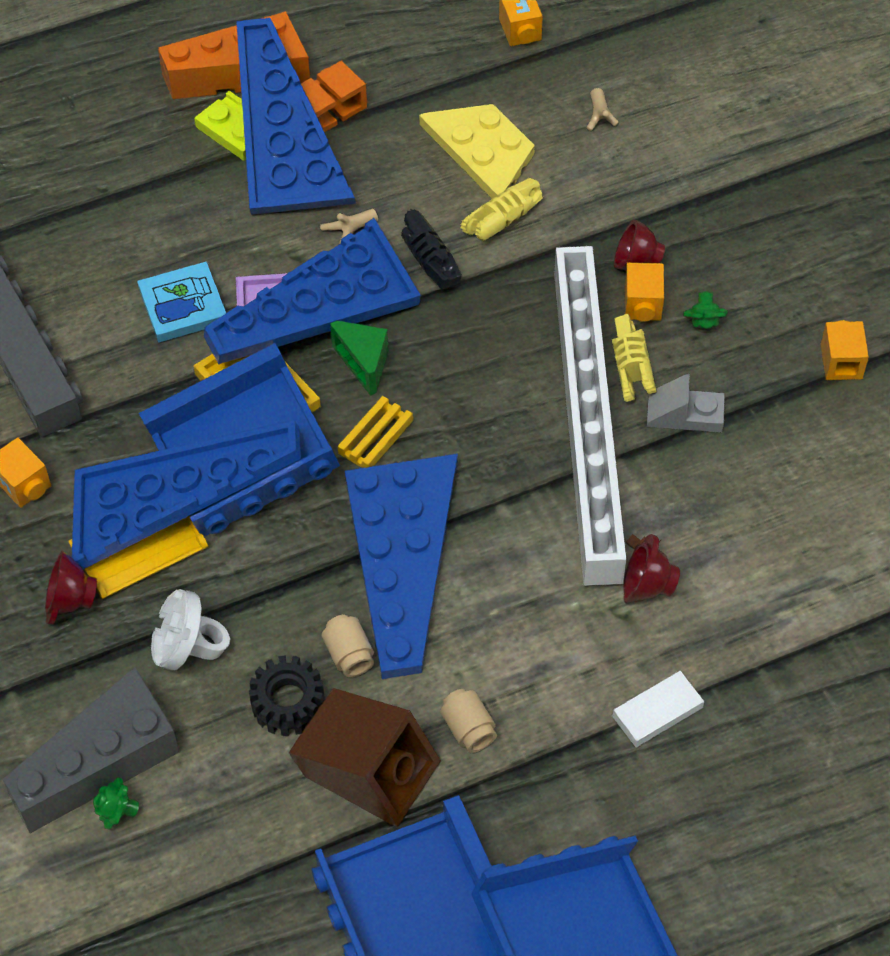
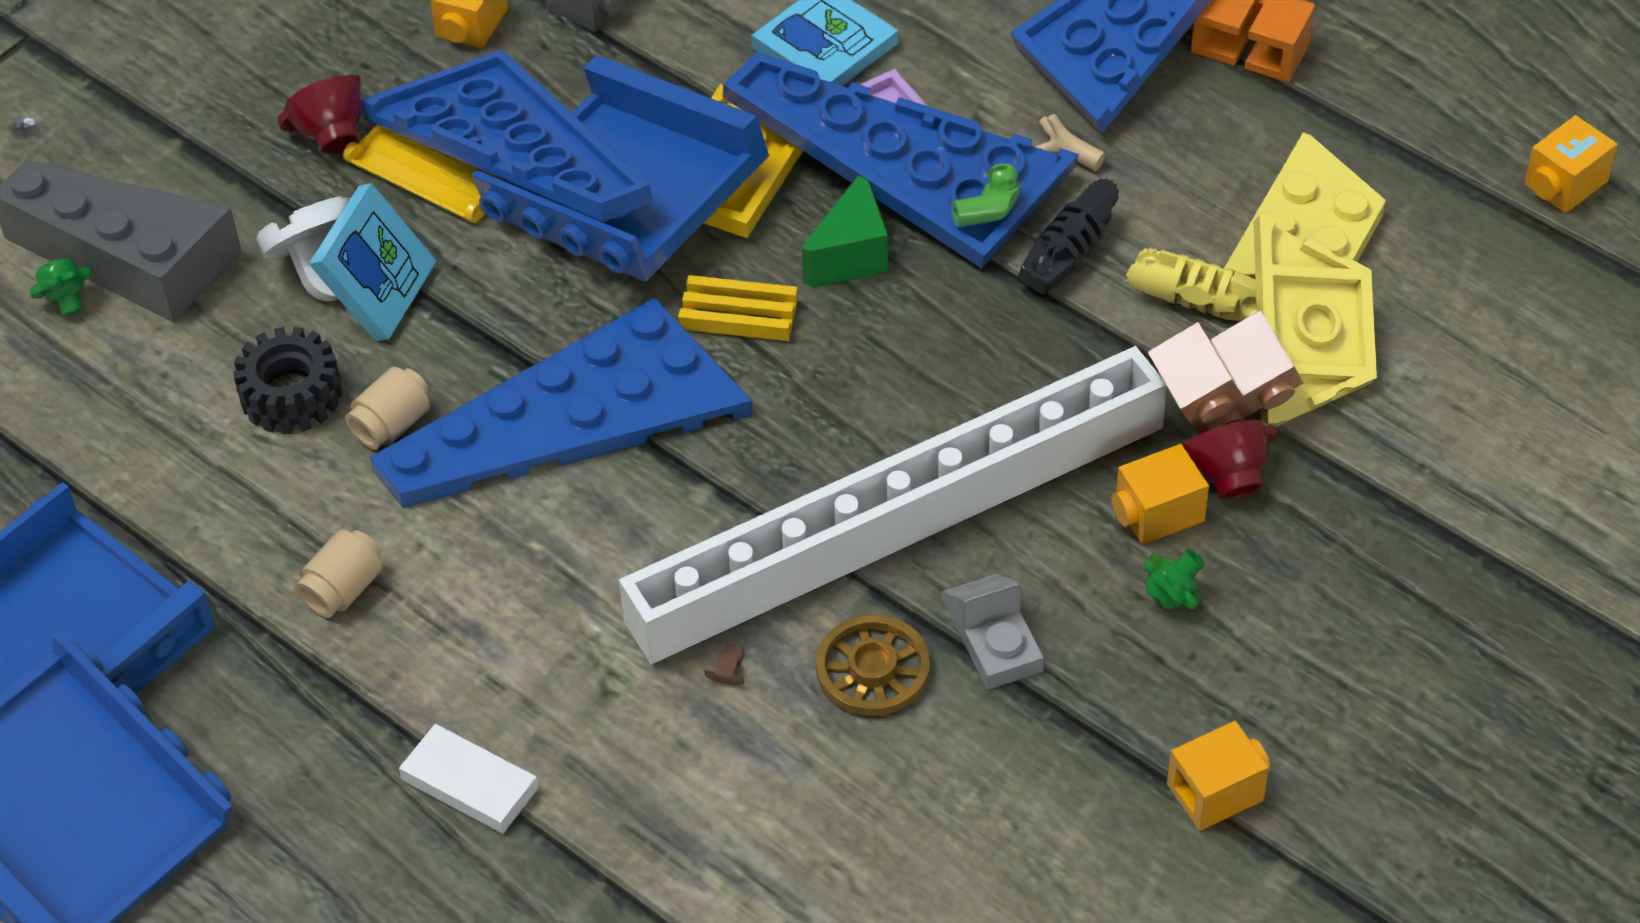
camera: 65 degrees right, 5 degrees down
(231, 604) = (373, 262): none -> medium azure tile
(366, 754) = (230, 488): reddish brown slope -> none
(390, 267) = (994, 201): none -> bright green arm
(570, 173) = (1318, 313): none -> light yellow wing
(597, 218) = (1226, 375): none -> brick
(600, 109) = (1477, 324): tan bar -> none
(632, 358) = (1034, 526): light yellow hinge -> none
(649, 572) = (669, 678): dark red piece -> none
(681, 476) = (873, 665): none -> pearl gold wheel

